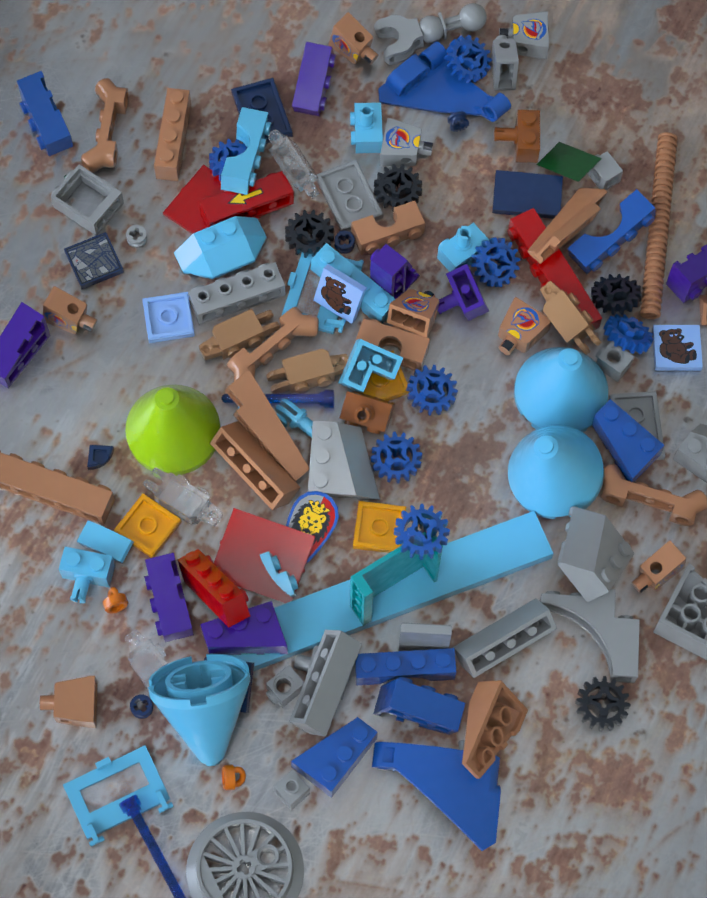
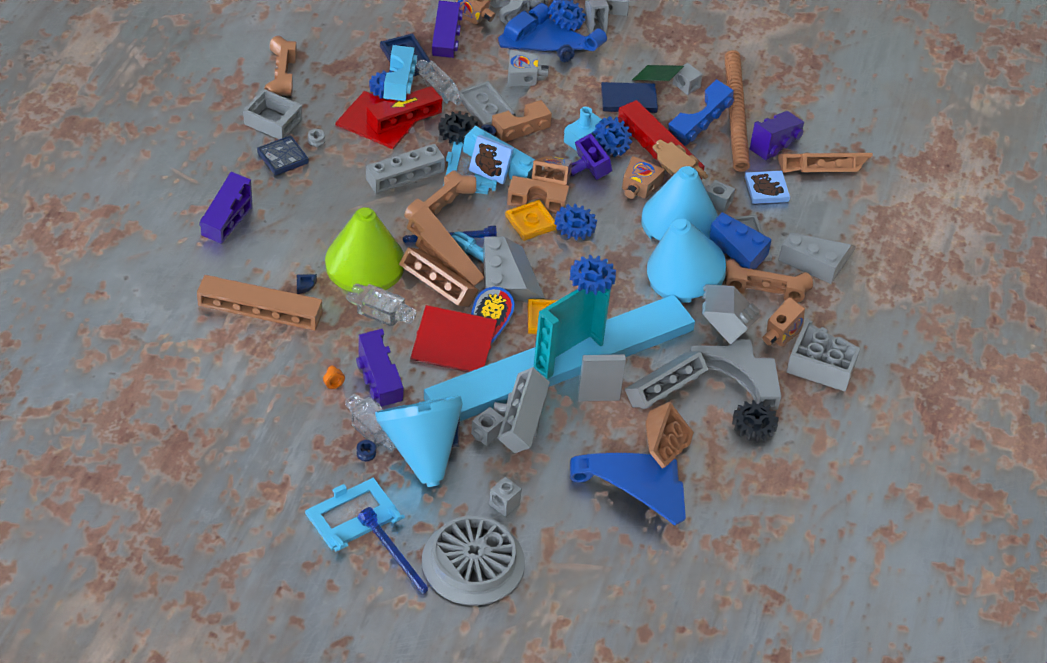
camera: 10 degrees left, 20 degrees down
(43, 114) = (229, 61): blue wedge -> none
(67, 312) = (267, 184): nougat torso -> none
(73, 702) = (307, 449): nougat torso -> none
(85, 569) = (306, 356): medium azure brick -> none
(105, 541) = (322, 337): medium azure slope -> none
(148, 525) = (350, 324): light orange tile -> none
(168, 317) = (350, 189): light blue tile -> none
(172, 134) = (337, 70): nougat brick -> none
(214, 587) = (419, 352): red brick -> none
(222, 247) = (386, 138): medium azure wedge -> none
(228, 777) = (450, 494): orange tile -> none
(238, 332) = (407, 192): medium nougat hinge -> none
(255, 634) = (450, 380): dark purple wedge -> none
(283, 580) = (472, 349): medium azure slope -> none
(307, 371) = (472, 215): medium nougat hinge -> none
(335, 756) = (540, 469): blue wedge -> none
(366, 411) = (528, 235): dark orange brick -> none
(368, 127) = (494, 59): medium azure brick -> none
(368, 359) = (521, 199): medium azure brick -> none
(386, 185) = (523, 93): black gear -> none
(386, 666) = (563, 406): blue arch -> none
(391, 271) = (531, 137): dark purple wedge -> none
(396, 447) = (553, 267): blue gear -> none
(420, 705) = (603, 429): blue wedge -> none
(525, 136) = (620, 57): dark orange brick -> none
(570, 221) = (666, 108): nougat wedge -> none
(616, 294) = (713, 152): black gear -> none
(628, 333) = (727, 175): blue gear -> none

